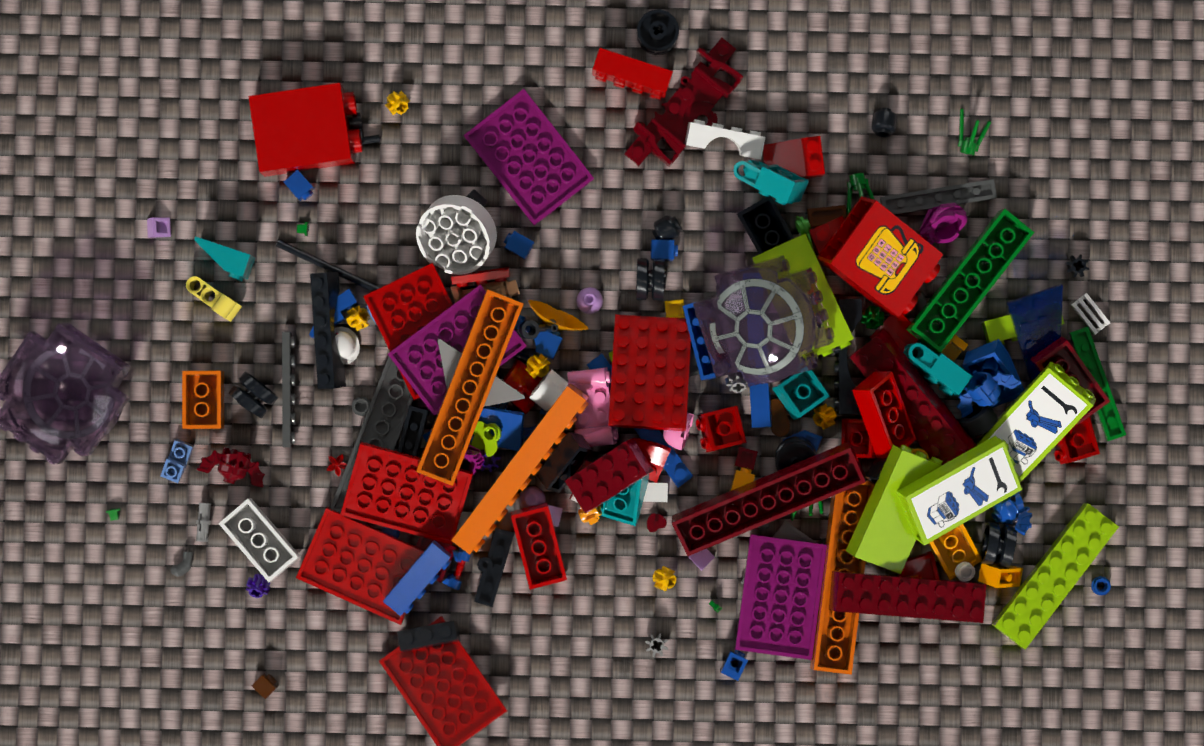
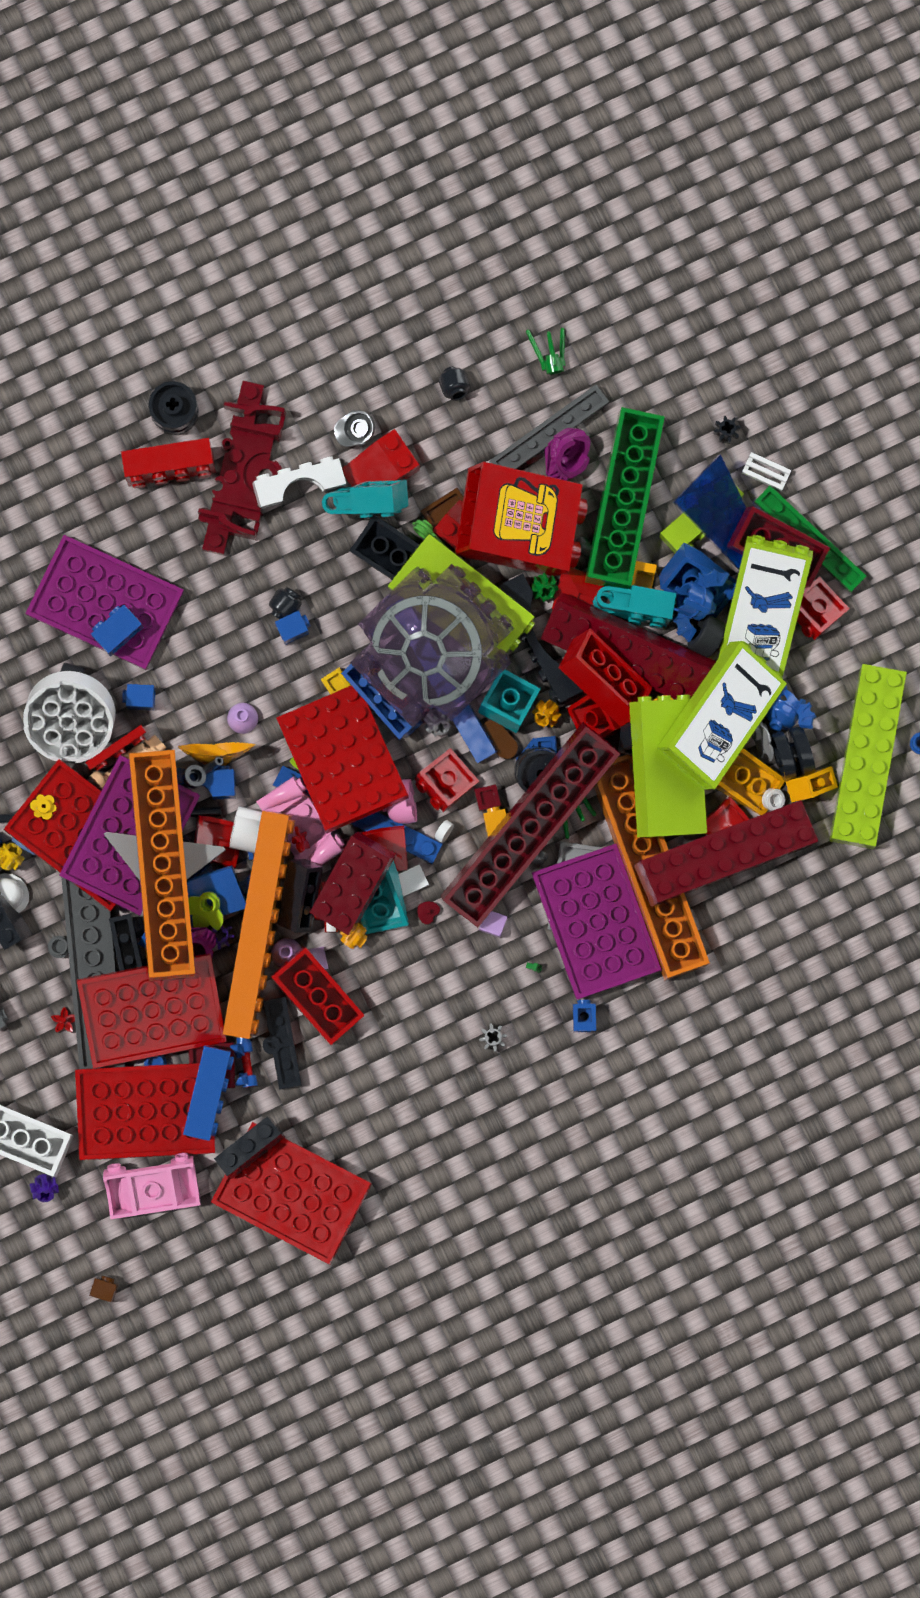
camera: 25 degrees left, 5 degrees down
(339, 628) = (151, 1187): none -> bright pink piece
(401, 300) = (45, 813): none -> yellow plant
(526, 184) = (116, 630): none -> blue brick
(538, 366) = (222, 810): yellow gear -> none
(585, 420) = (300, 840): none -> red plant
(652, 279) = (297, 661): black wheel -> none
(664, 578) = (465, 964): yellow gear -> none
(699, 467) = (444, 831): none -> white tile
(789, 119) = (354, 429): none -> hat
(858, 183) = (459, 458): green plant -> none
(980, 524) = (763, 741): none -> light grey plate

